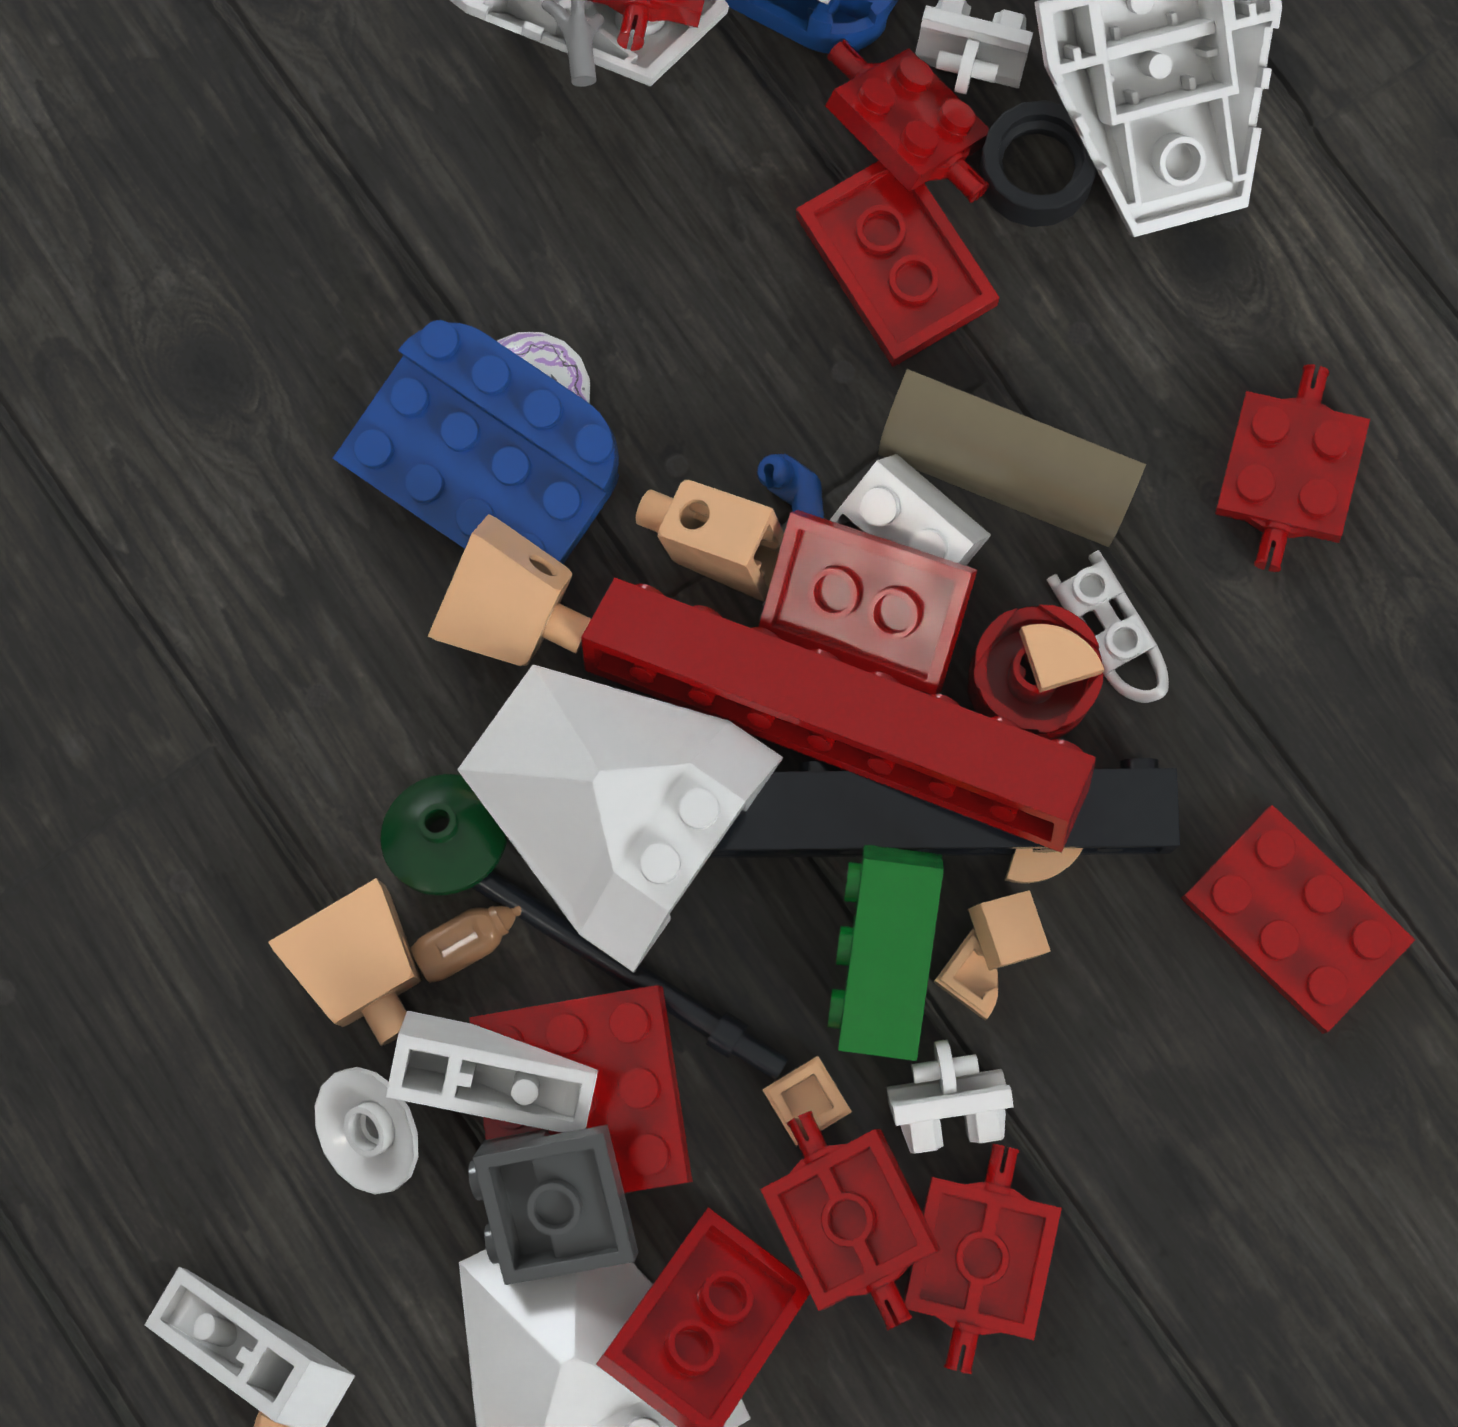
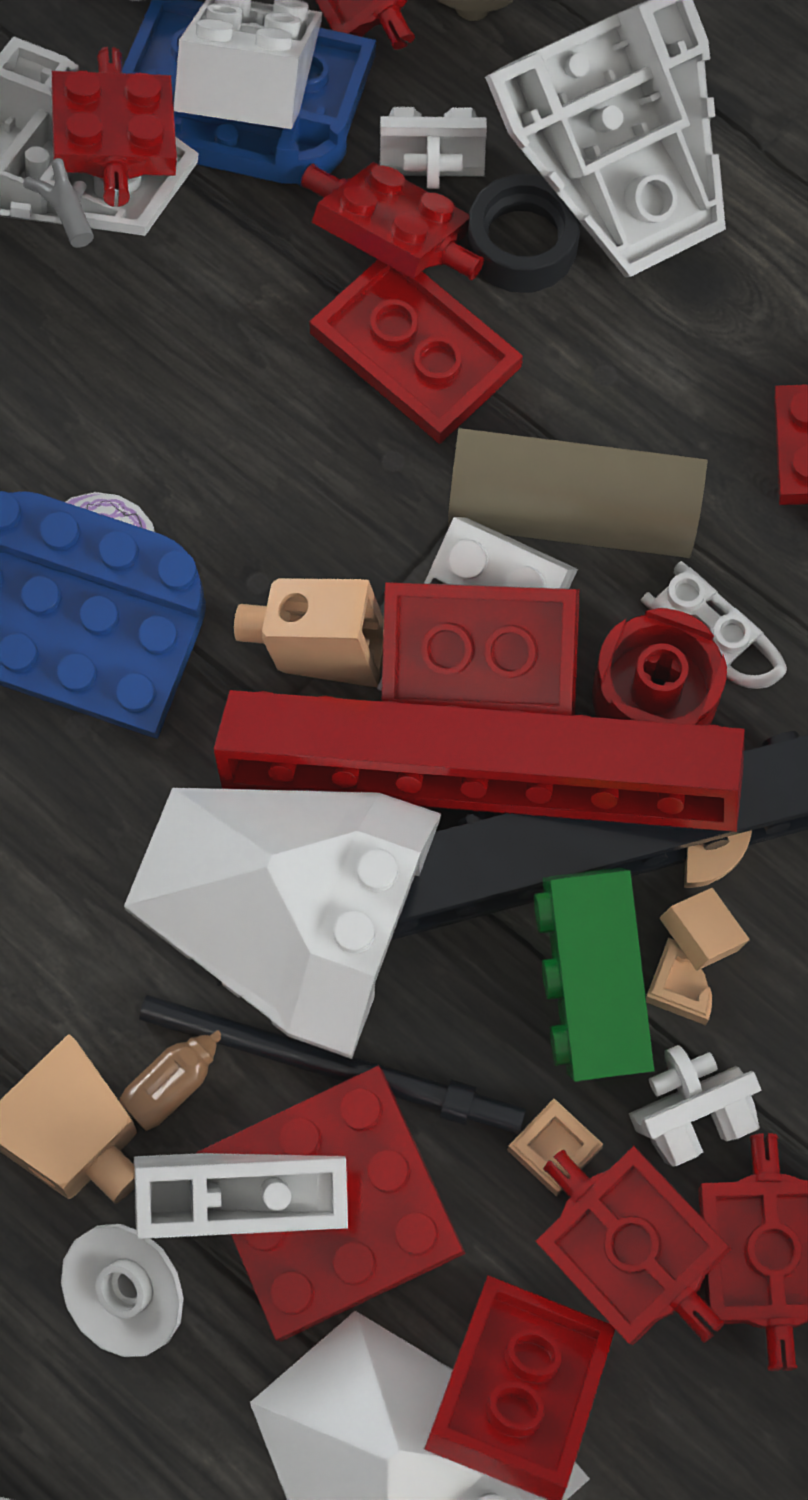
camera: 20 degrees left, 10 degrees down
(447, 859) = (129, 1003): dark green dish -> none
(507, 598) = (129, 737): light nougat torso -> none
(552, 1203) = (334, 1302): dark grey plate -> none
(792, 483) = (372, 565): blue arm -> none
(1058, 656) = (678, 650): light nougat tile -> none

